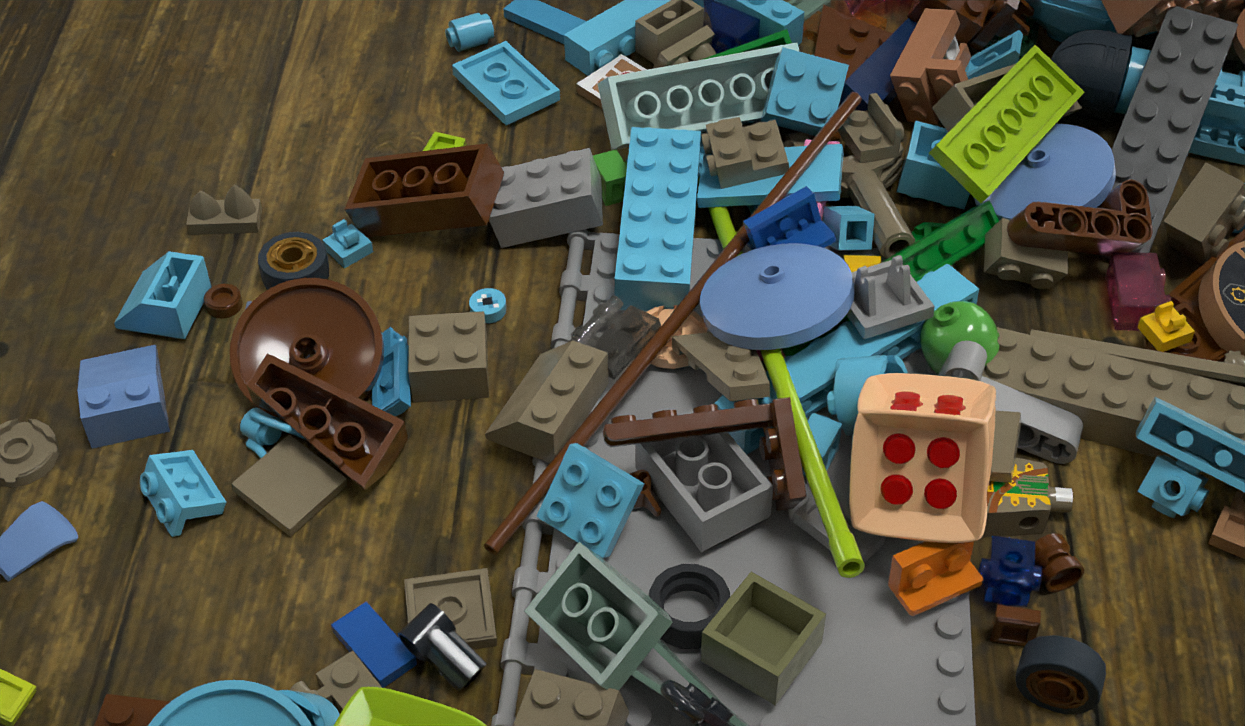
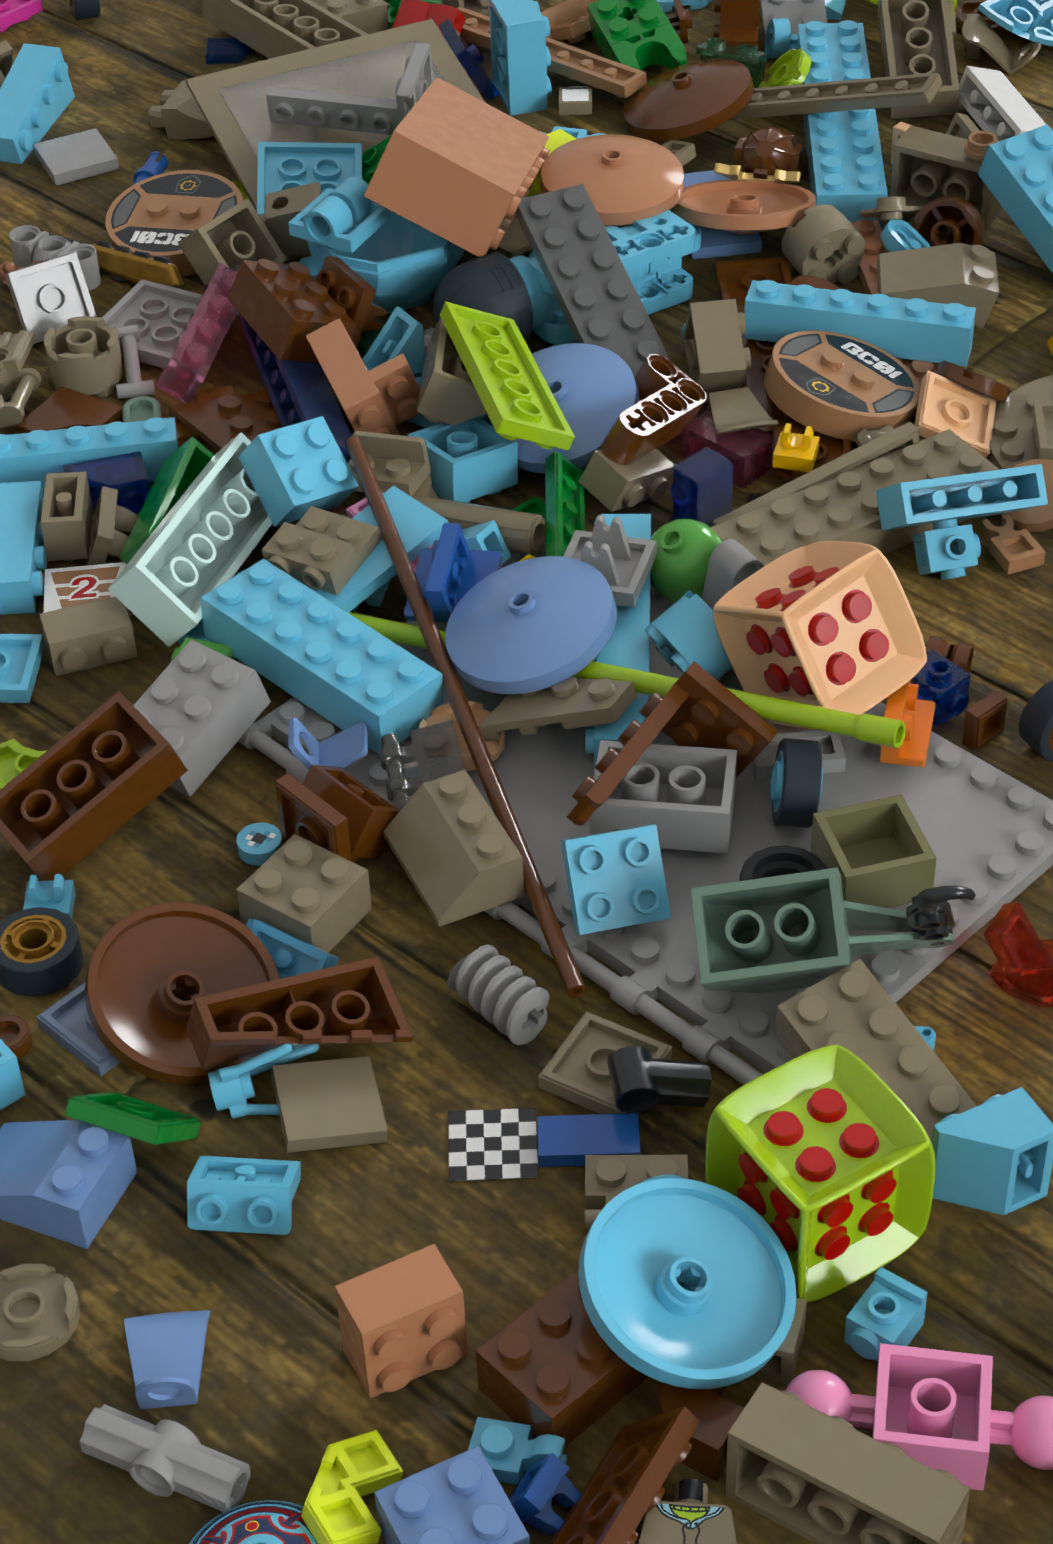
camera: 50 degrees left, 5 degrees down
(110, 639) = (402, 1321): none -> nougat brick
(185, 397) = (133, 1117): none -> green tile
(332, 593) = (492, 1144): none -> sticker
(453, 511) = (501, 994): none -> light grey piece
(500, 320) = (311, 817): none -> reddish brown tile
(539, 321) = (365, 810): none -> reddish brown brick
(576, 109) = (88, 635): none -> dark tan brick
(581, 281) = (334, 751): none -> medium blue bracket
(790, 544) = (796, 782): none -> black wheel
(1048, 301) = (702, 487): none -> clear blue brick
(1165, 269) = (737, 411): none -> dark tan piece

